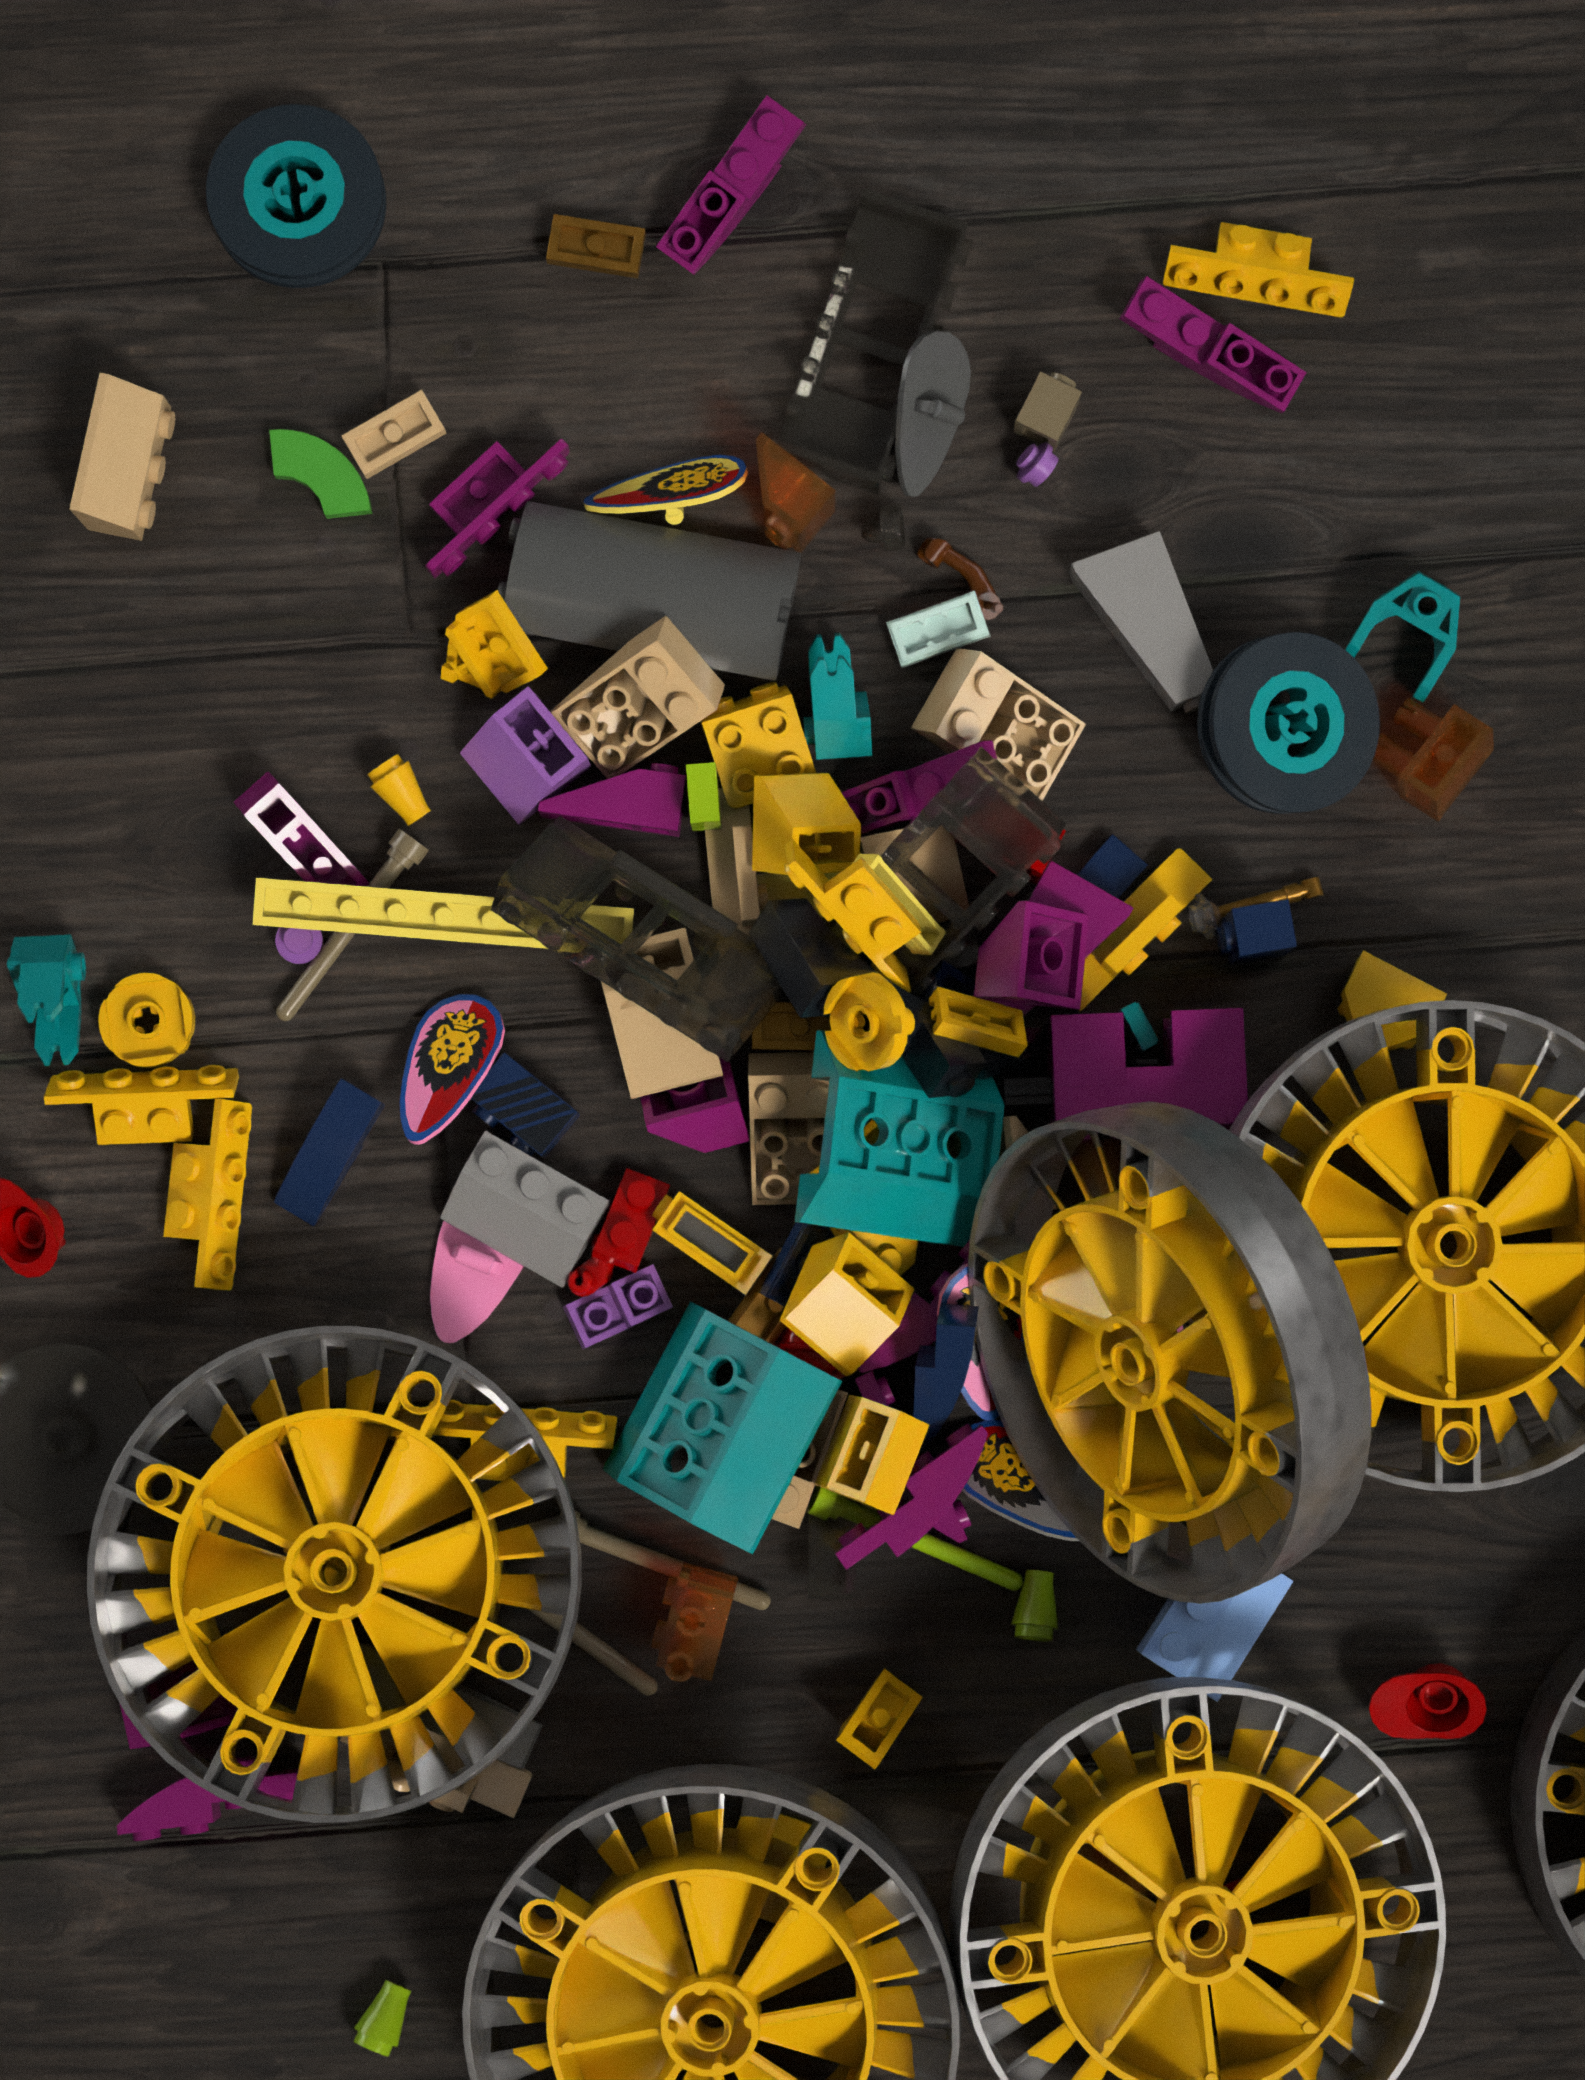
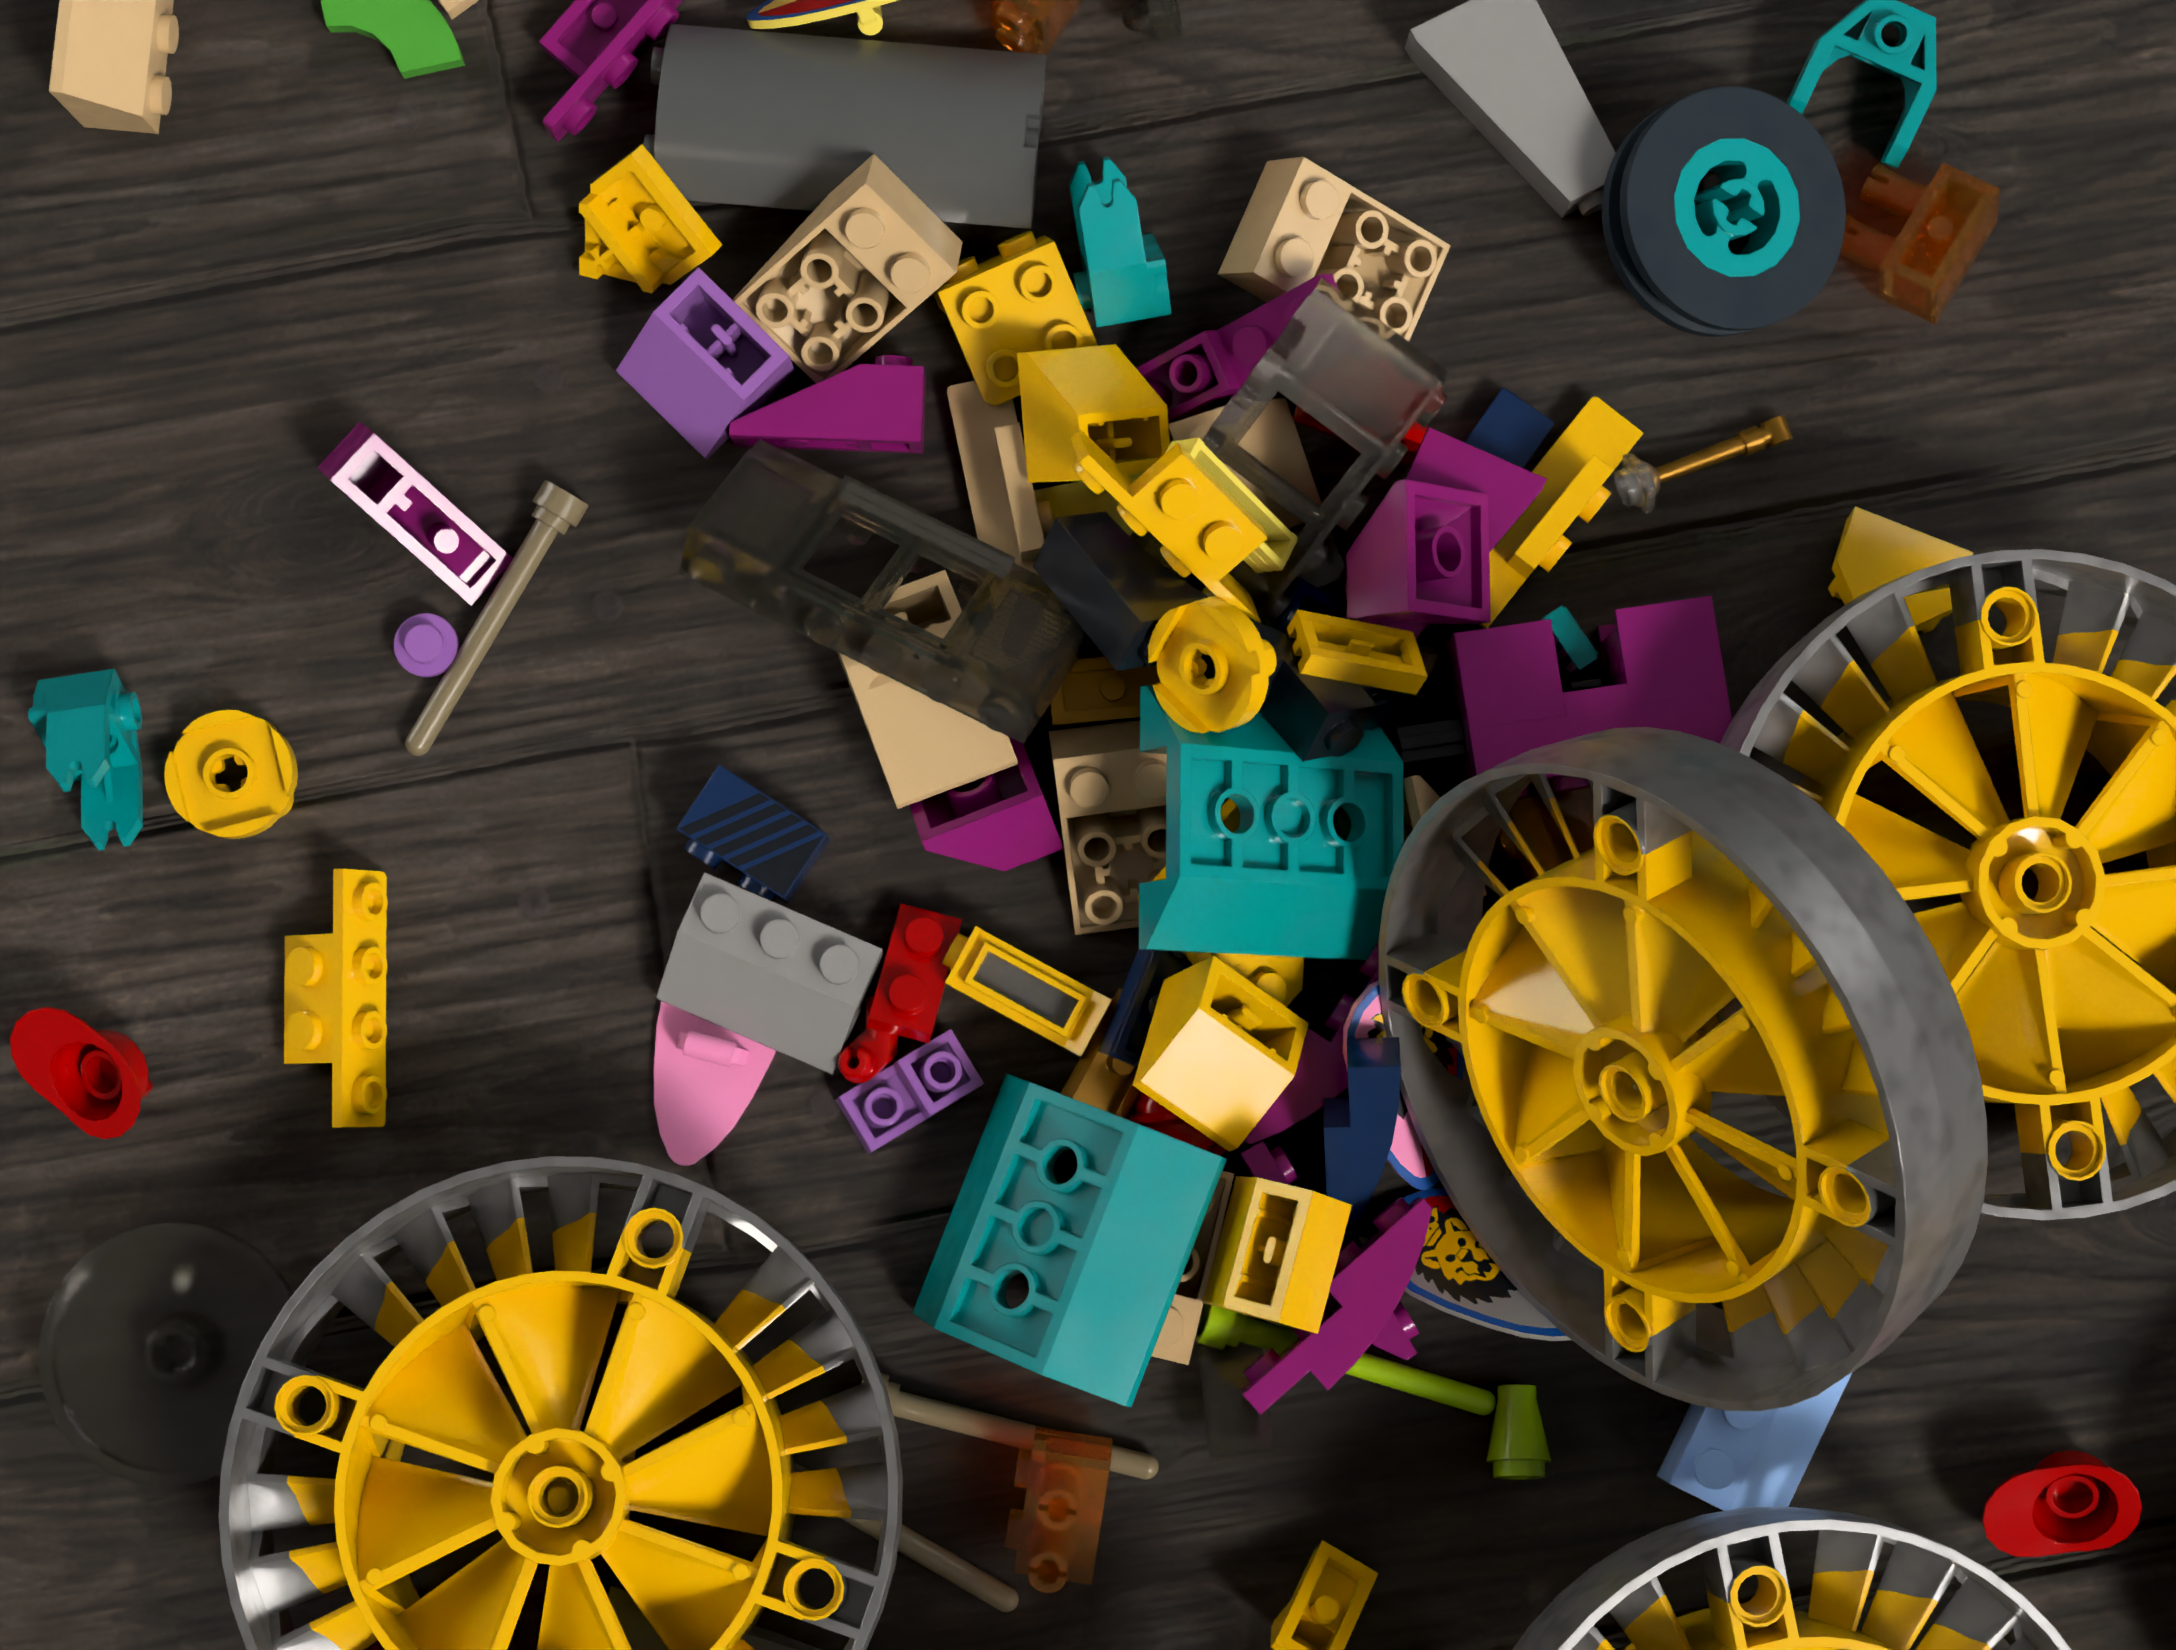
camera: 15 degrees left, 0 degrees up
(142, 1104) = (236, 888): yellow bracket -> none
(328, 1152) = (496, 925): dark blue slope -> none
(399, 789) = (540, 427): yellow cone -> none
(406, 913) = (563, 592): light yellow plate -> none
(447, 1063) = (644, 788): shield -> none
(556, 1427) = (843, 1263): yellow bracket -> none
(703, 796) = (951, 392): lime piece -> none
(936, 551) = (1296, 91): reddish brown piece -> none
(938, 629) = (1240, 138): light aqua plate -> none
(1256, 932) = (1714, 495): dark blue brick -> none

